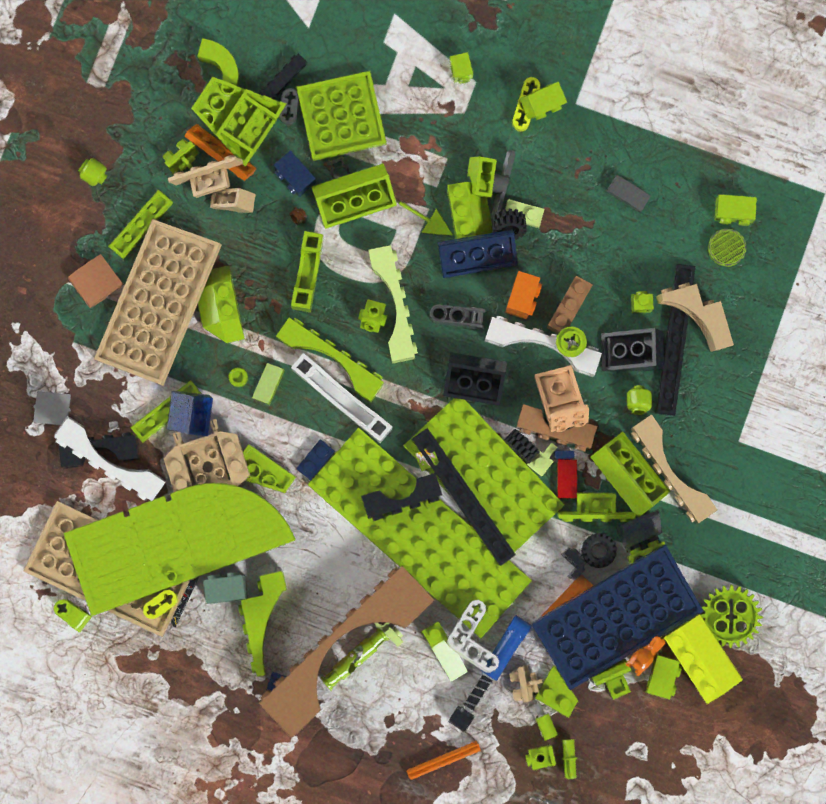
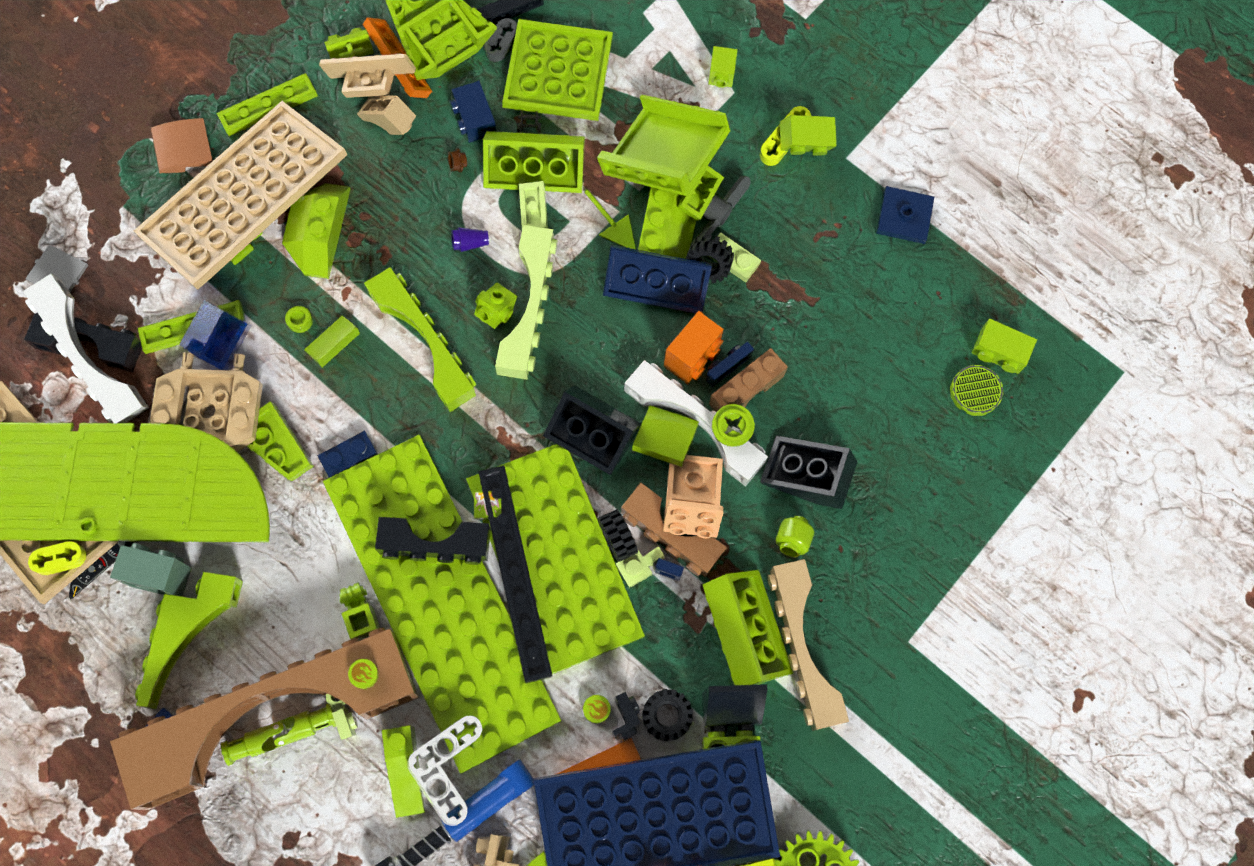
camera: 20 degrees right, 10 degrees down
(93, 172) = (238, 25): lime head -> none
(308, 271) = (452, 205): lime arch -> none
(332, 273) = (467, 239): none -> dark purple cone
(341, 398) = (412, 389): white arch -> none
(367, 230) = (533, 204): none -> yellowish green plate
(374, 565) = (360, 616): none -> lime brick
(398, 601) = (363, 673): none -> lime tile
(446, 151) = (667, 145): none -> lime panel
(468, 314) = (612, 355): dark grey piece -> none
(526, 363) = (665, 436): none -> lime tile
(551, 564) = (596, 709): none -> lime tile
(553, 288) = (721, 369): none -> dark blue piece
(567, 479) = (661, 603): red tile -> none
(596, 506) = (685, 653): lime bracket -> none
(628, 193) = (874, 279): dark grey slope -> none
(633, 133) = (905, 215): none -> dark blue plate
(642, 302) = (846, 415): lime brick -> none
(674, 348) = (869, 481): black tile -> none
(708, 316) = (922, 461): tan arch -> none

